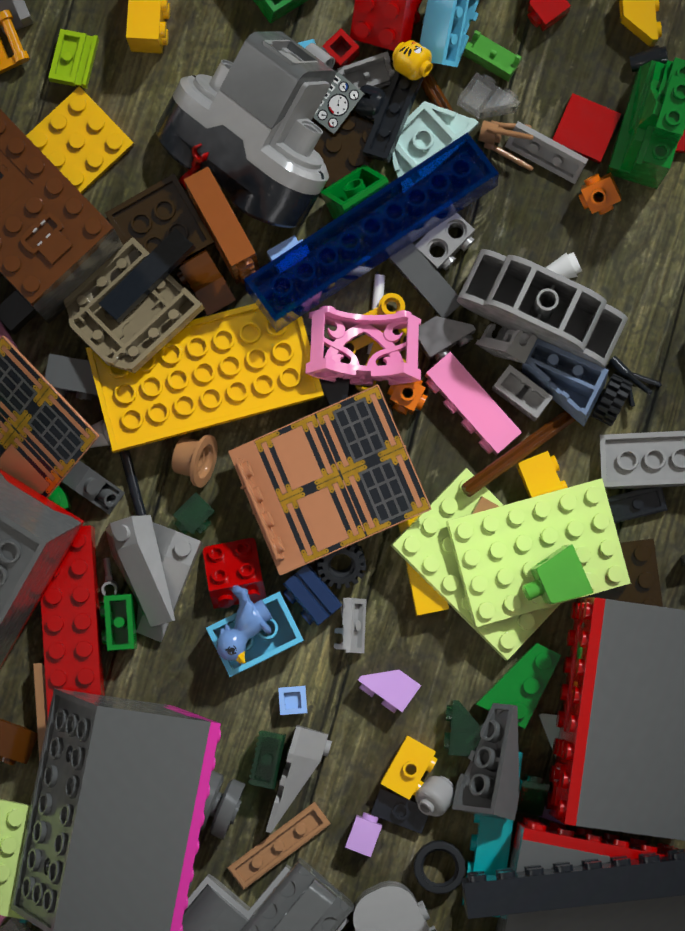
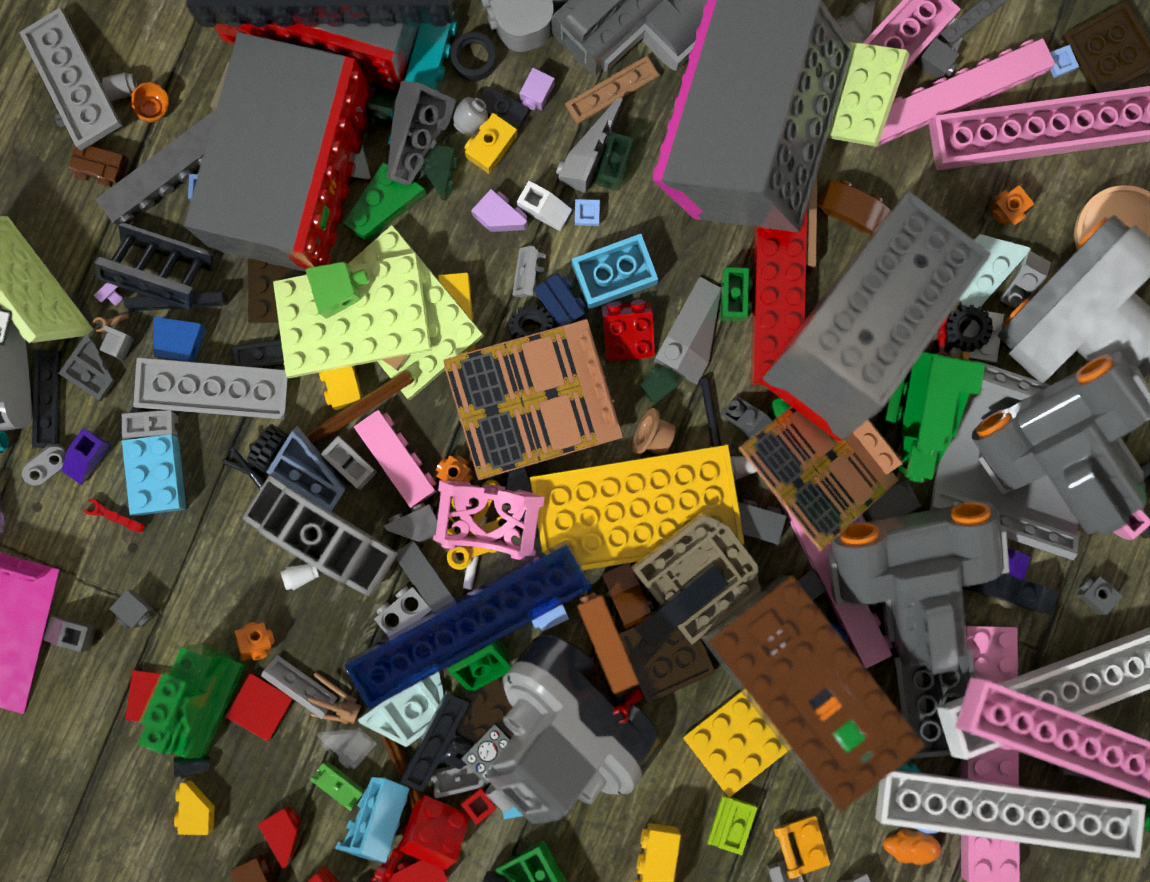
camera: 175 degrees left, 0 degrees up
(108, 577) = (741, 338): light grey hand -> none
(139, 560) = (712, 349): light grey wedge -> none
(222, 806) = (655, 123): dark grey wheel -> none
(248, 622) = (618, 277): medium blue animal -> none
(340, 700) = (543, 206): none -> white slope
(412, 60) = (412, 784): yellow head -> none
(508, 343) = (356, 509): light grey hinge -> none

